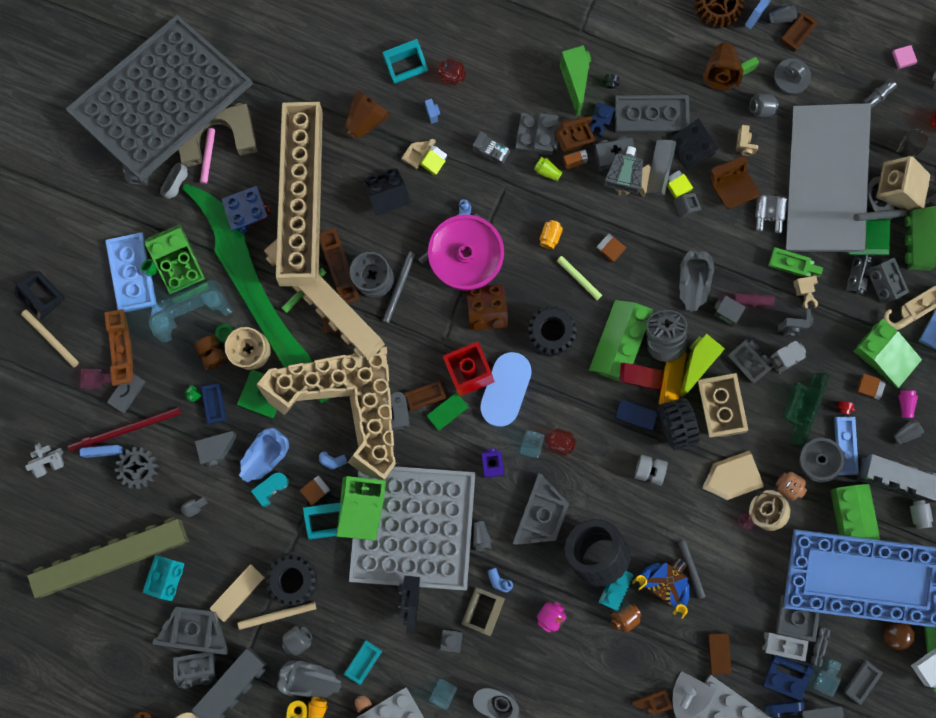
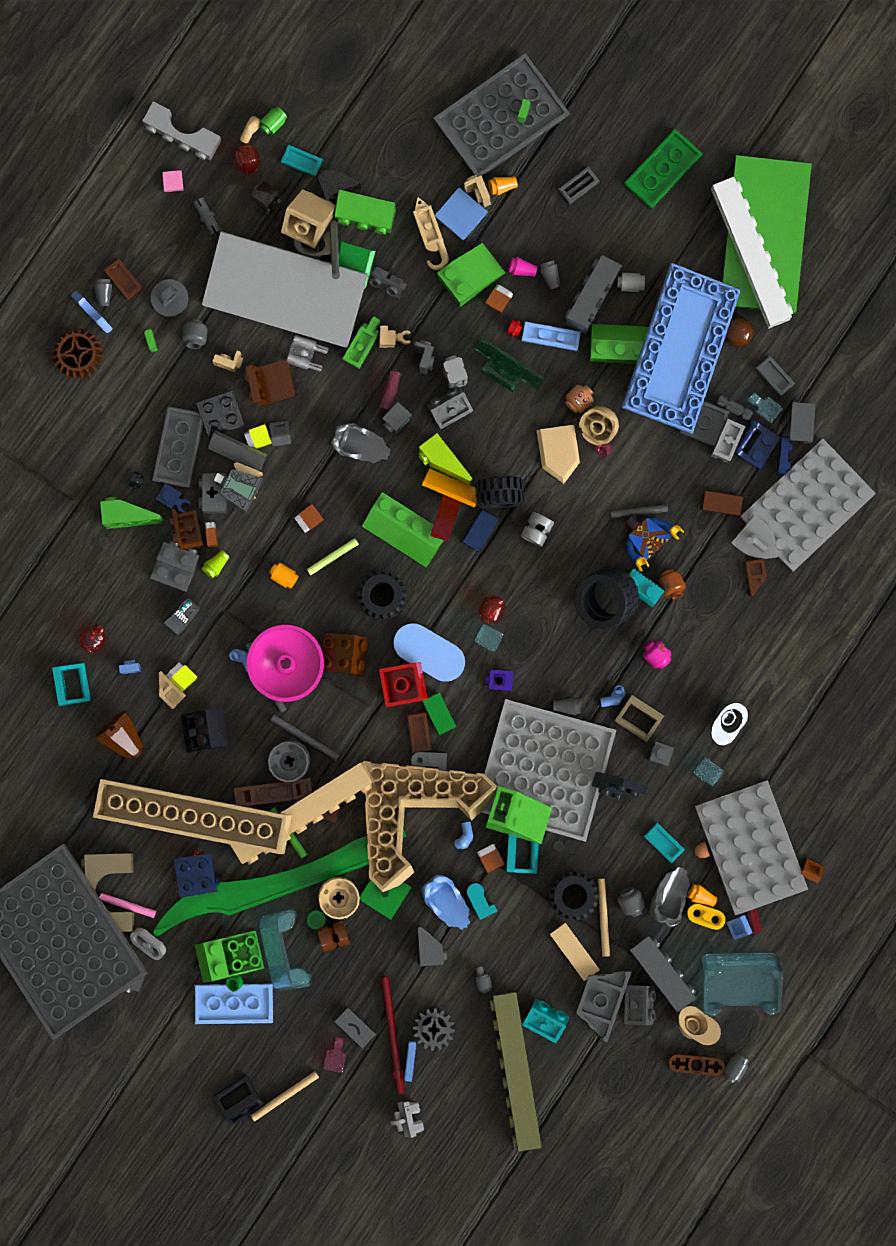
camera: 80 degrees left, 5 degrees up
(120, 347) = (309, 1026): dark orange slope -> none
(192, 393) = (371, 961): green hinge -> none
(213, 403) = (384, 942): dark blue tile -> none
(542, 514) = (558, 642): dark grey wing -> none
(667, 335) = (410, 484): dark grey wheel -> none
(723, 68) = (147, 364): reddish brown cone -> none
(723, 405) = (490, 446): tan slope -> none
(819, 471) = (565, 375): dark grey wheel -> none
(888, 280) = (399, 256): dark grey bracket -> none

